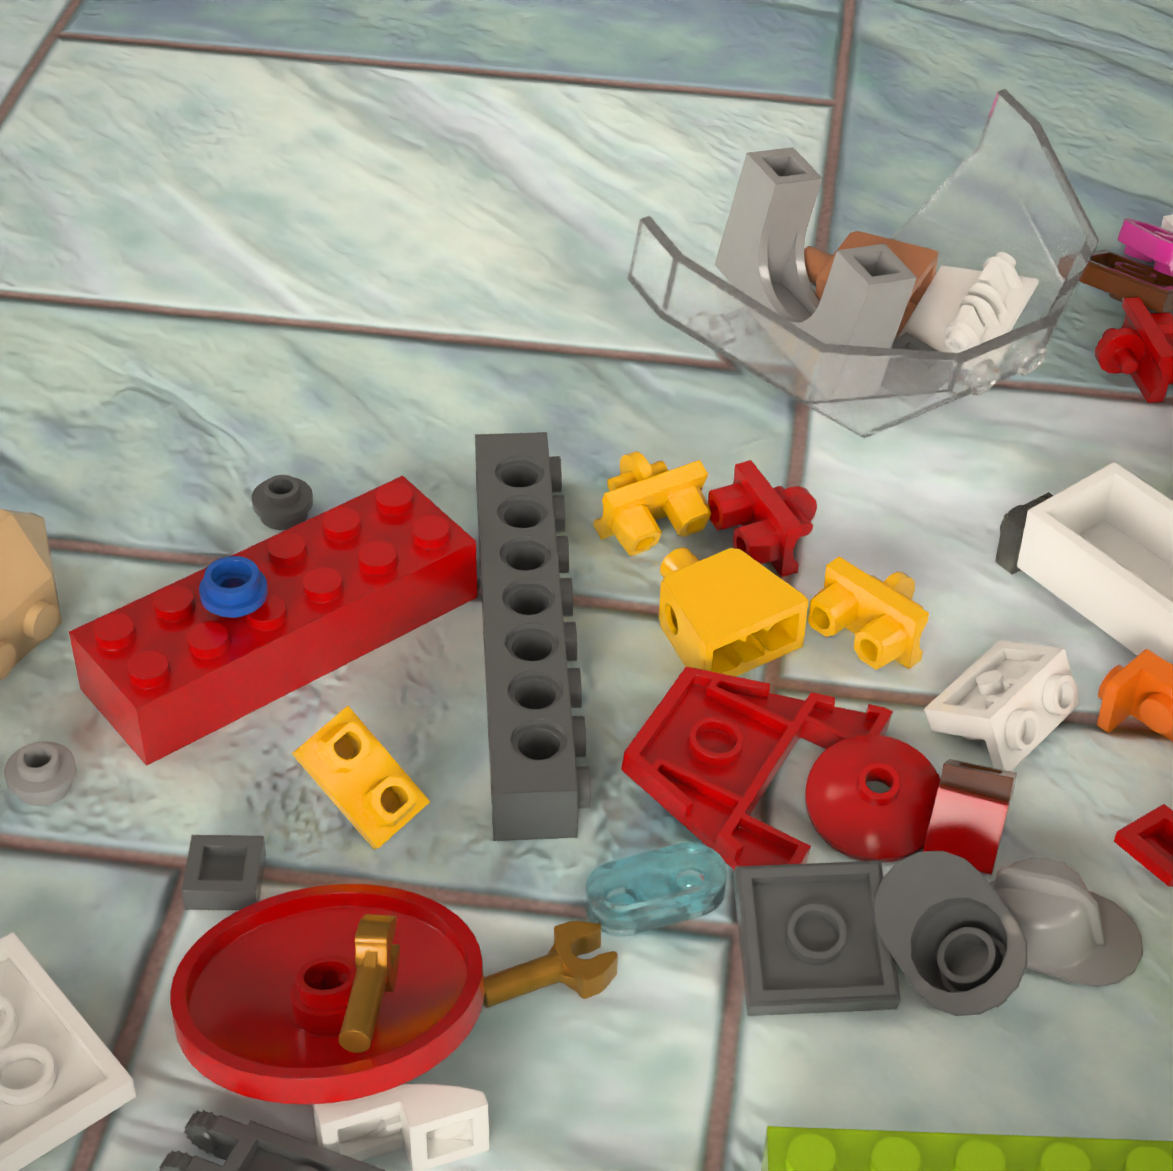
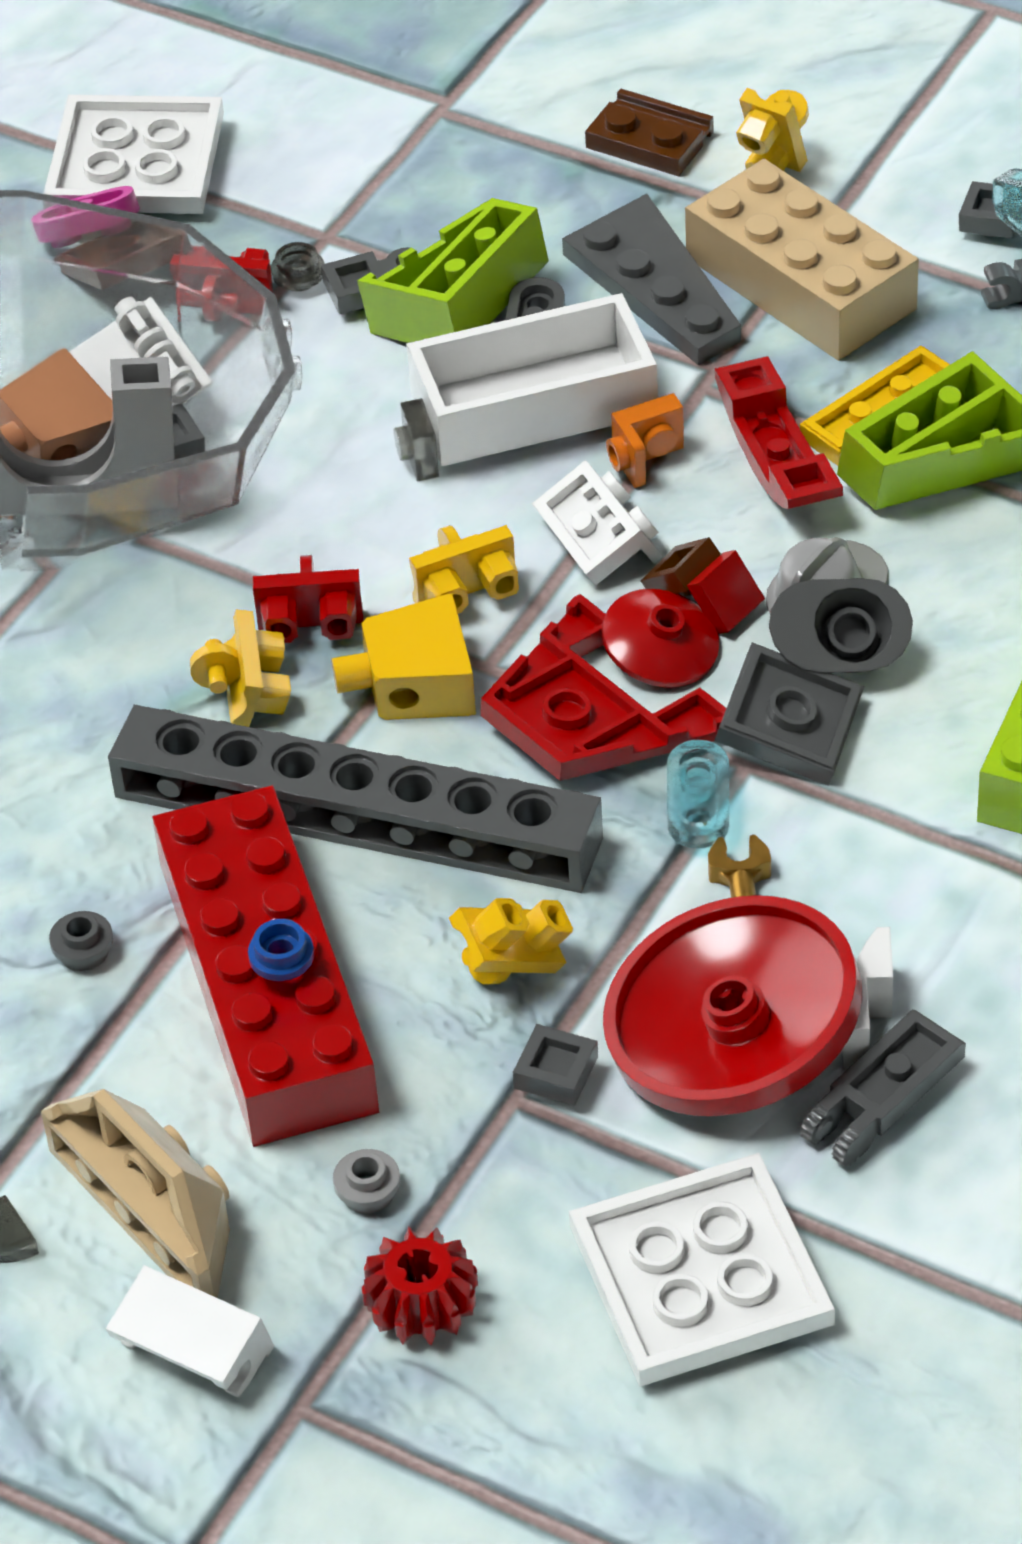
camera: 65 degrees left, 5 degrees up
(376, 973) = (750, 946): pearl gold bar -> none

